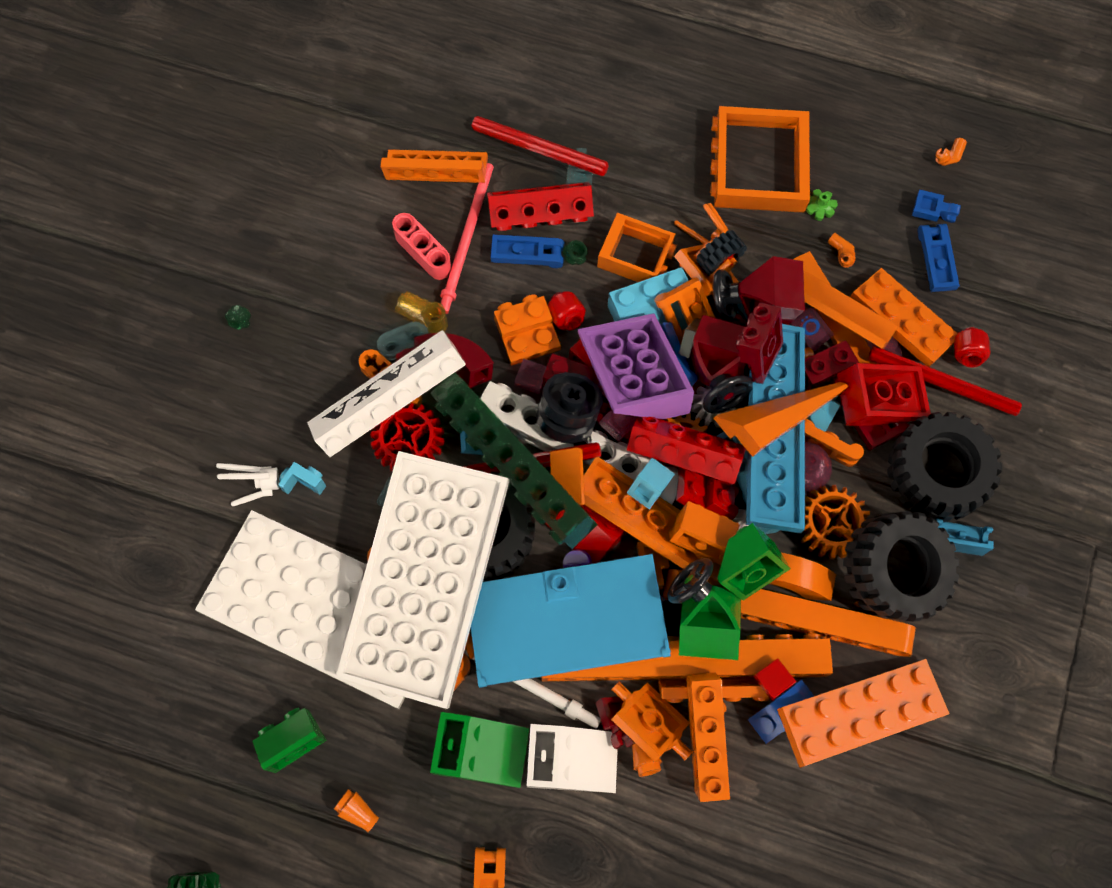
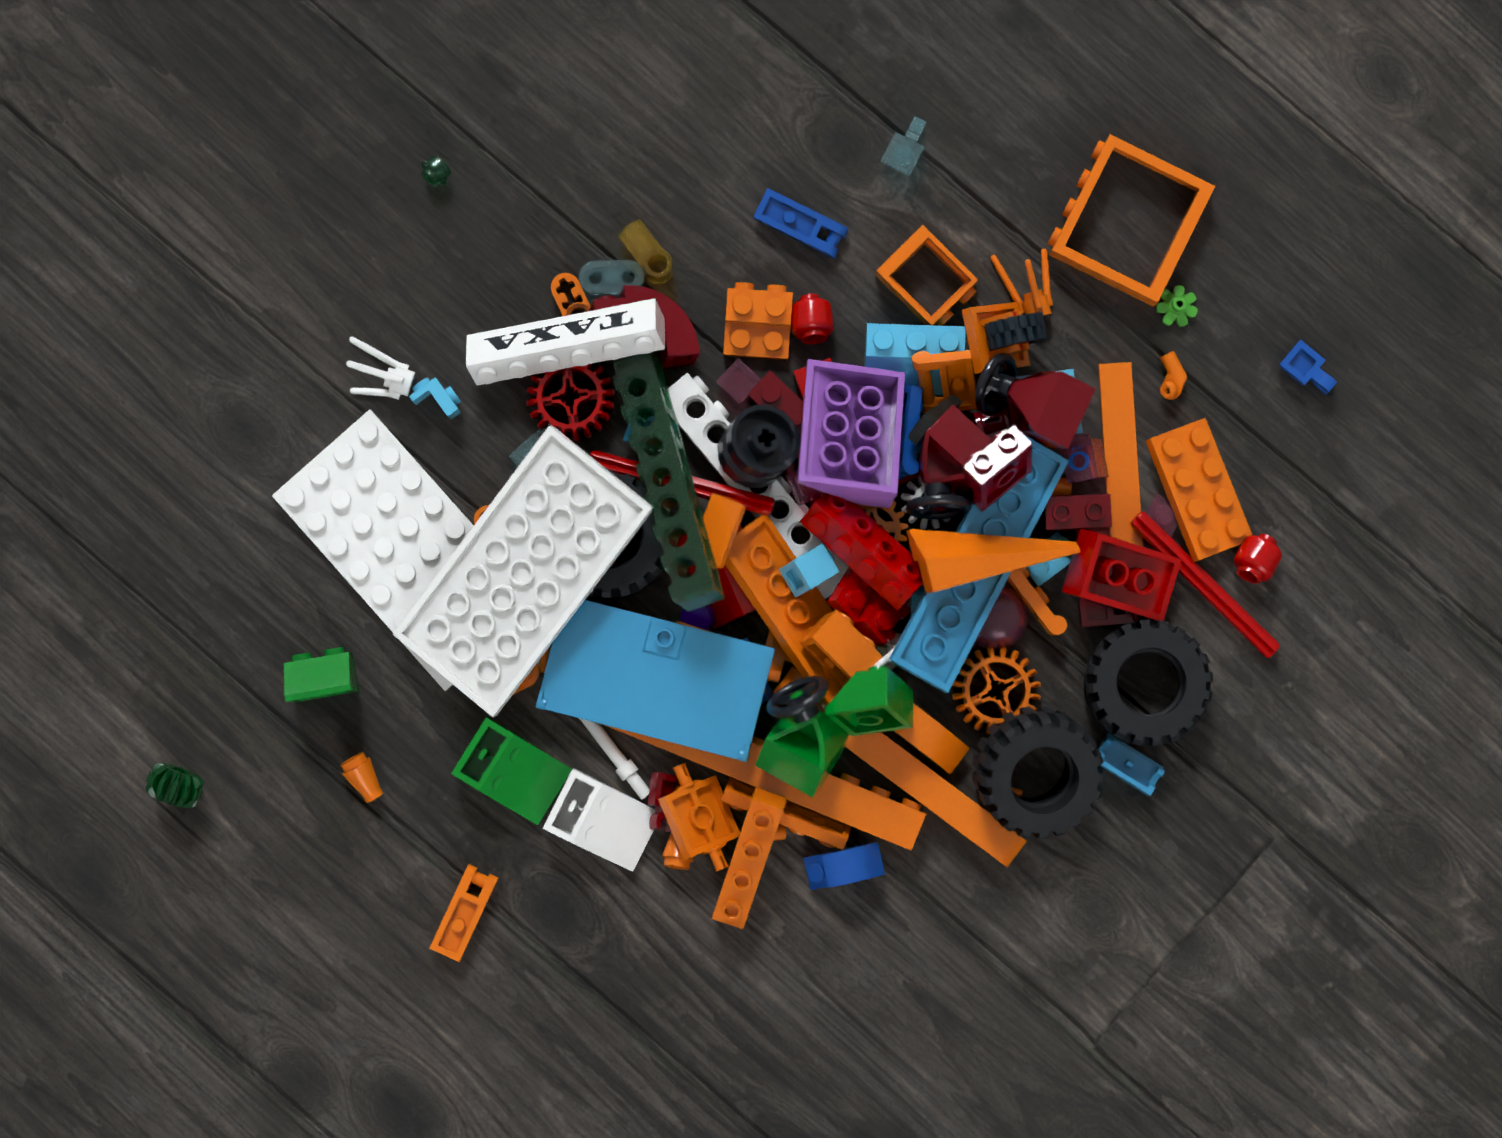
camera: 25 degrees right, 15 degrees up
(417, 236) = (679, 152): coral beam -> none
(435, 166) = (731, 74): orange fence -> none
(448, 294) = (686, 240): coral bar -> none
(540, 146) = (871, 94): red axle -> none
(540, 204) = (838, 174): red brick -> none
(578, 247) = (861, 243): clear green plate -> none
(775, 679) = (845, 831): red tile -> none
(848, 311) = (1127, 458): orange fence -> none
(862, 712) = (923, 903): orange plate -> none
(938, 257) = (1279, 433): blue plate -> none
(951, 156) = (1367, 309): orange arm -> none

